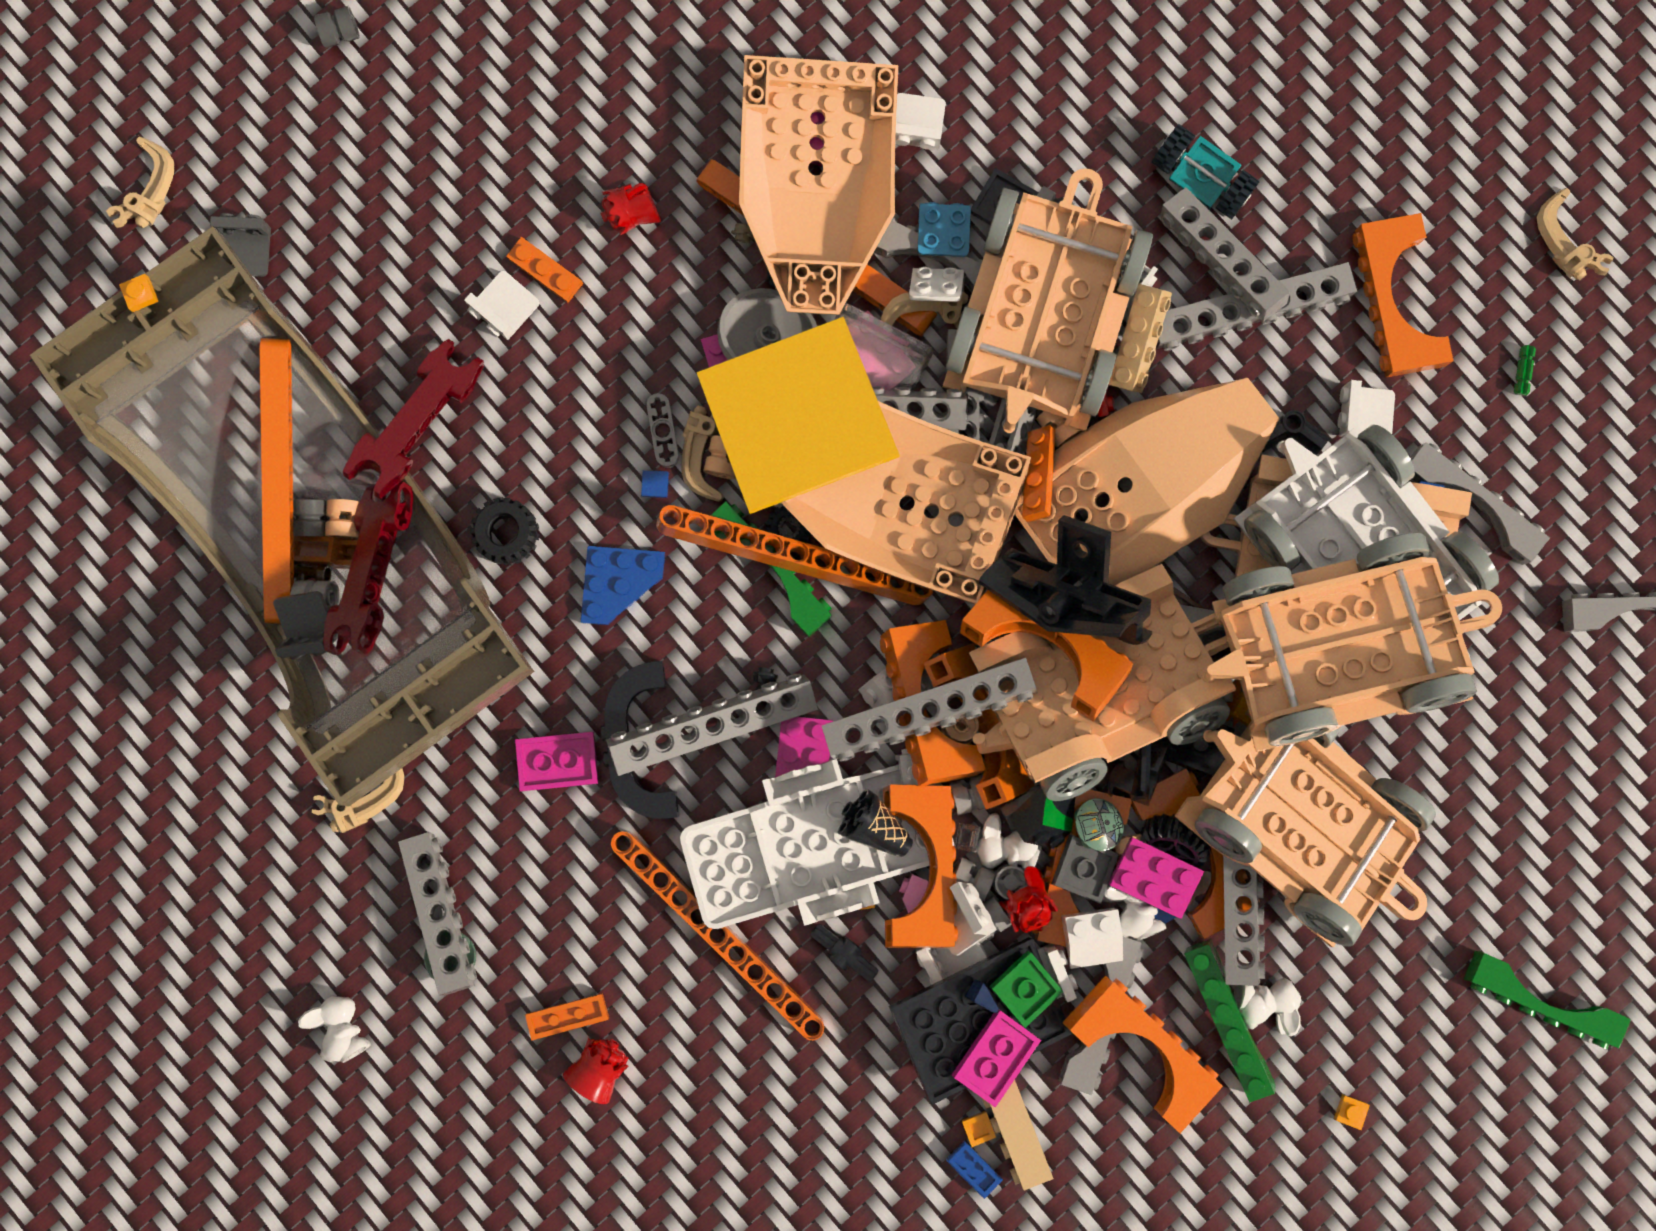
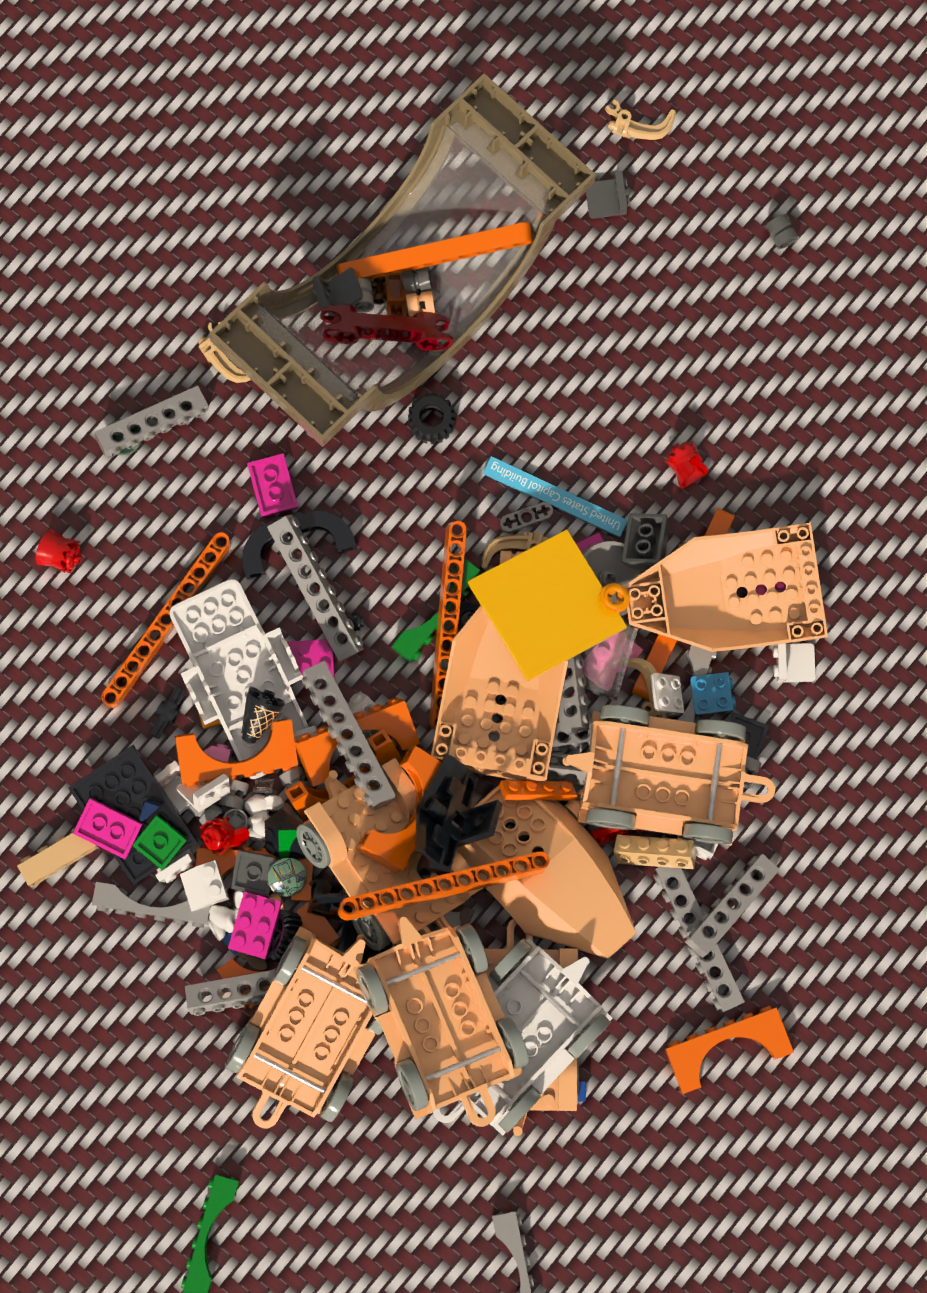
camera: 85 degrees right, 5 degrees down
(138, 292) = (539, 135): light orange plate -> none
(341, 1038) = (54, 373): white animal -> none
(389, 450) = (471, 325): dark red piece -> none
(503, 305) = (597, 386): white bracket -> none
(544, 269) = (630, 412): orange plate -> none
(567, 1016) = (93, 525): orange plate -> none
(617, 580) = (410, 505): blue plate -> none
(640, 388) = (555, 496): none -> medium azure tile
(655, 484) = (486, 519): blue tile -> none
(727, 277) = (645, 540): none -> dark grey slope
(799, 315) = (621, 595): none -> light orange gear
(962, 731) = (338, 764): light nougat wheel -> none
(974, 1169) = (26, 831): blue plate -> none
(978, 1128) = (56, 829): light orange plate -> none
(1112, 1011) = (154, 908): orange arch -> none
(1163, 622) = (437, 891): none -> orange beam
(1205, 171) = (795, 882): plate -> none
(1229, 1022) = (132, 1016): green arch -> none
(1259, 1002) = (175, 1018): white animal -> none
(1304, 434) = (606, 991): black piece -> none
(1351, 1112) = (107, 1102): light orange plate -> none
(1365, 407) = (633, 1035): white bracket -> none
(1516, 534) = (597, 1092): light grey arch -> none
(1524, 370) = (688, 1155): green axle -> none
(1566, 255) = (784, 1175): tan piece -> none

